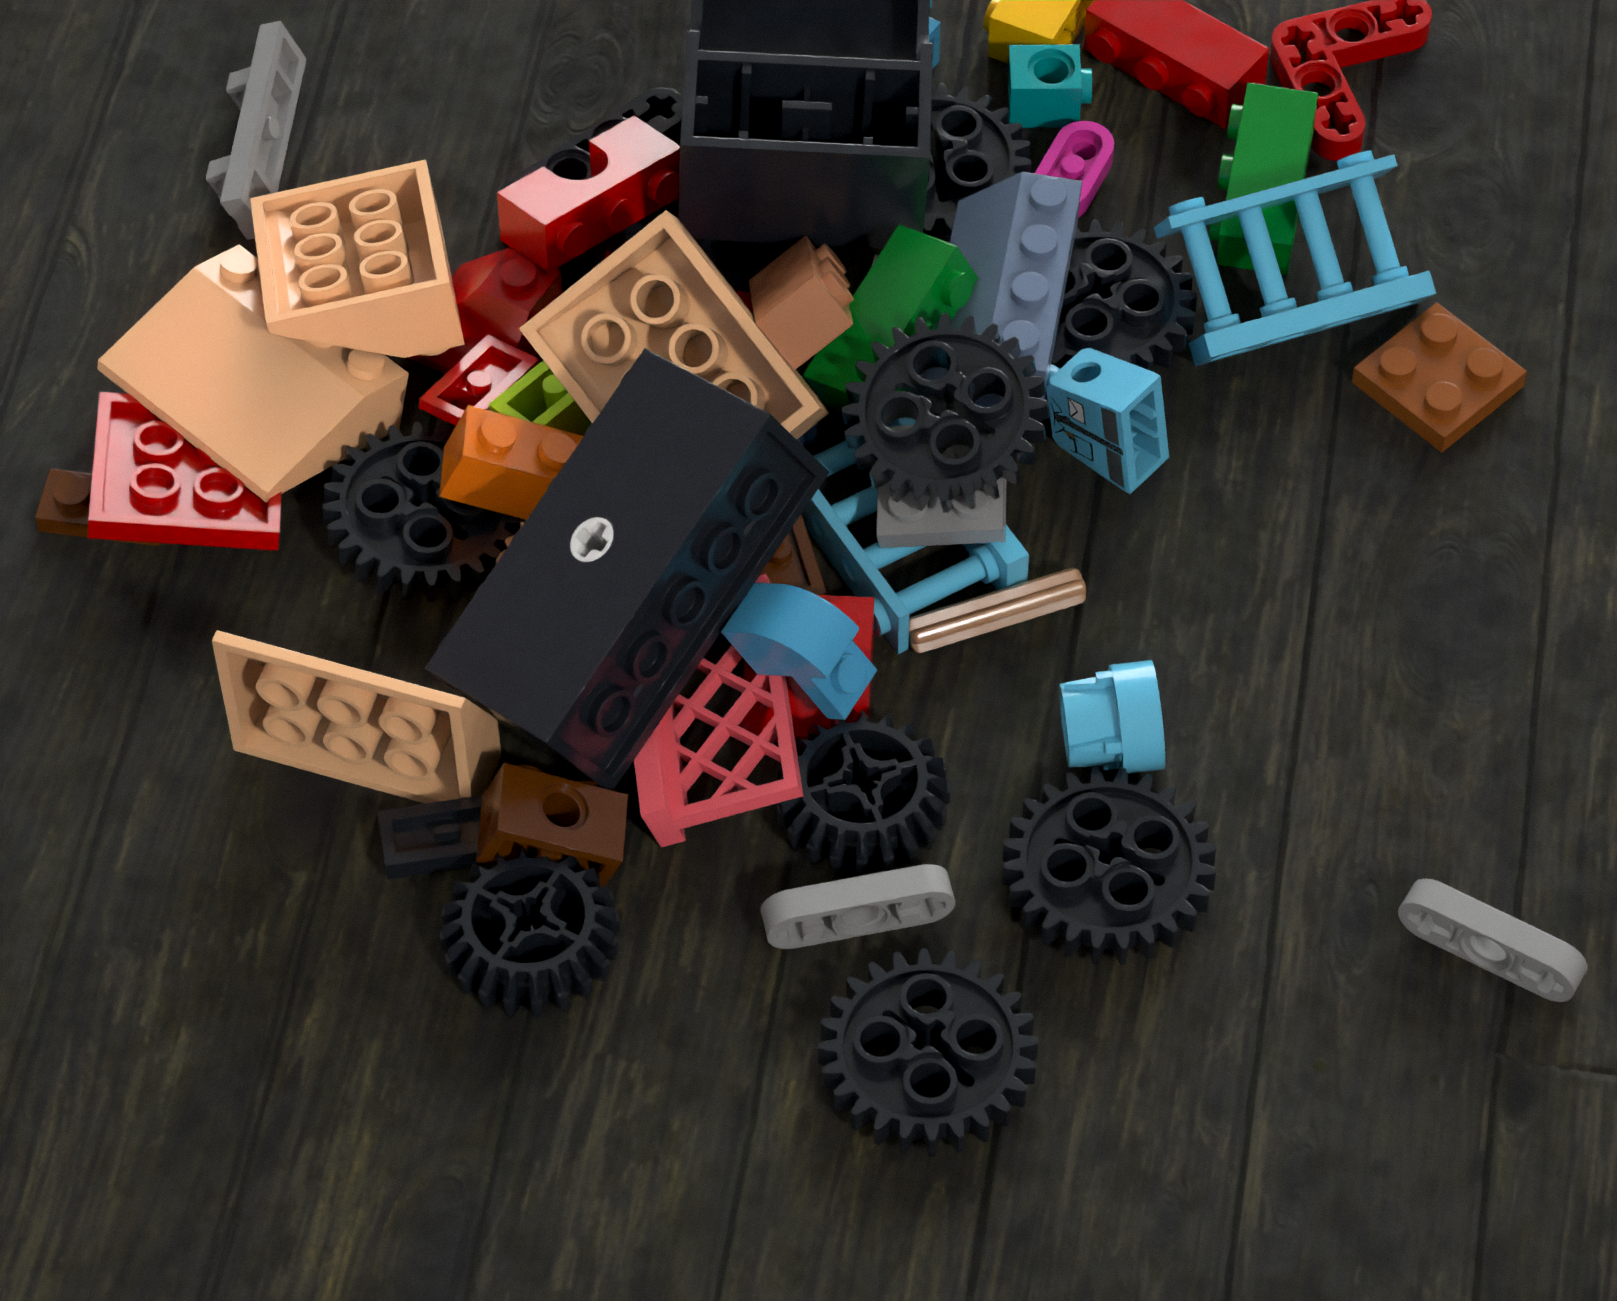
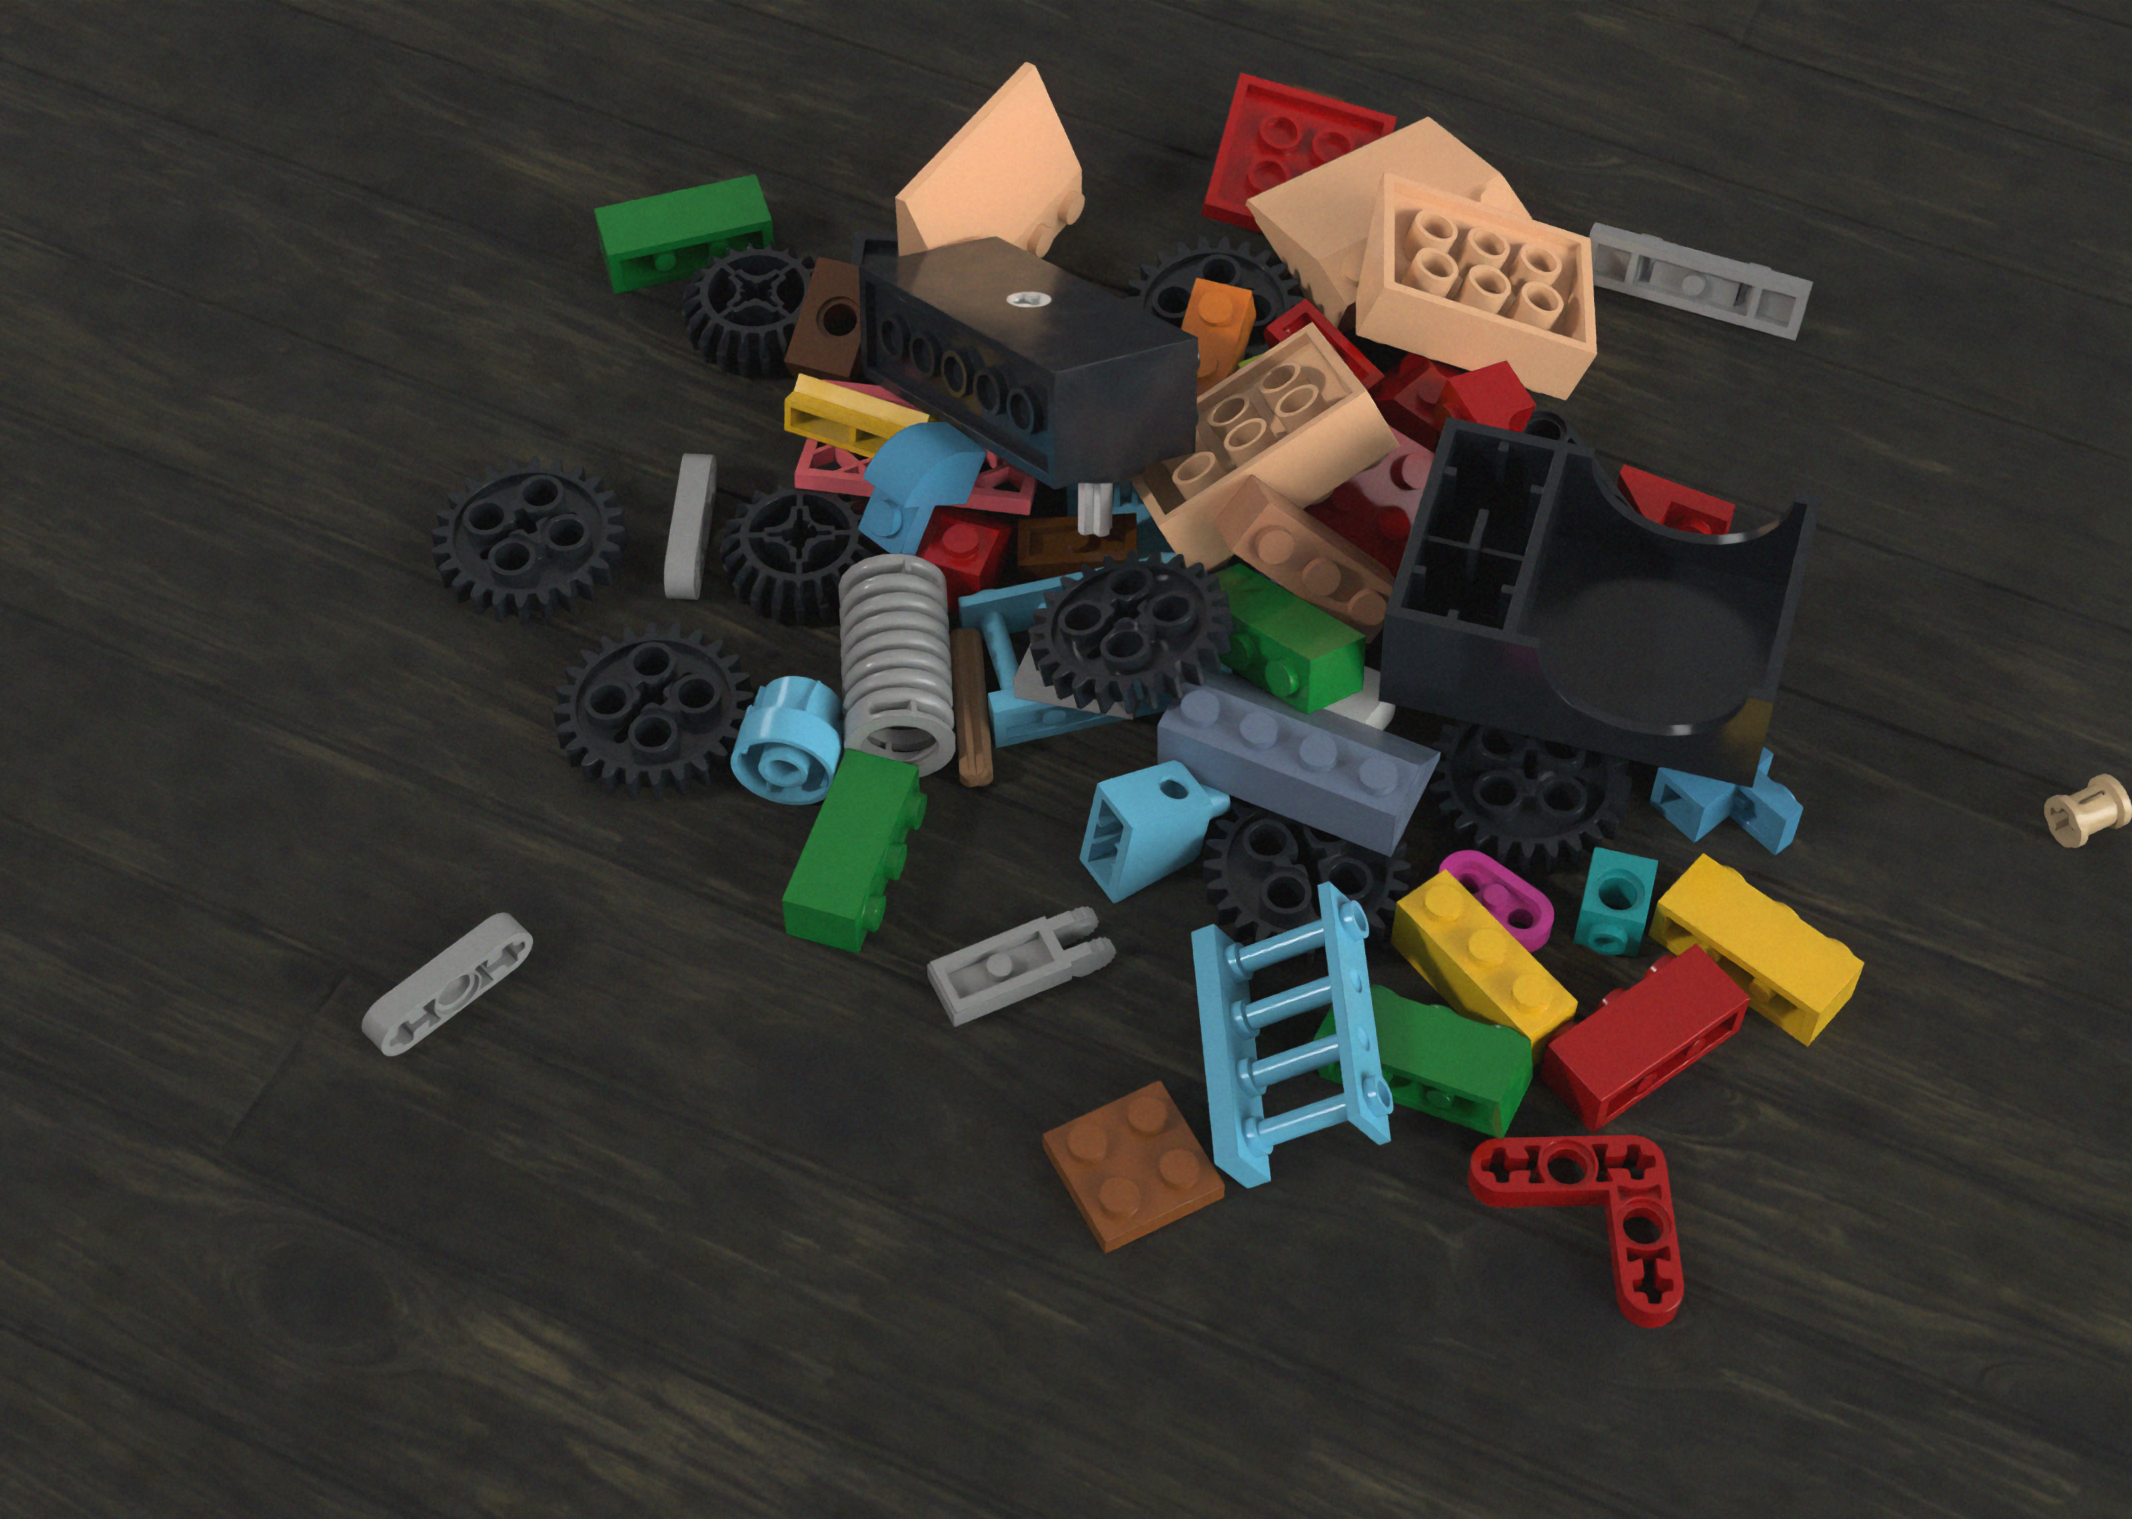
camera: 105 degrees right, 0 degrees up
(429, 1041) = (676, 231): none -> green brick
(584, 97) = (1674, 503): none -> red slope
(705, 747) = (845, 416): none -> yellow piece
(1000, 663) = (897, 661): none -> light grey piece
(1158, 156) = (1478, 963): none -> yellow brick
(1217, 647) = (854, 851): none -> green brick
(1279, 498) = (1018, 964): none -> light grey hinge

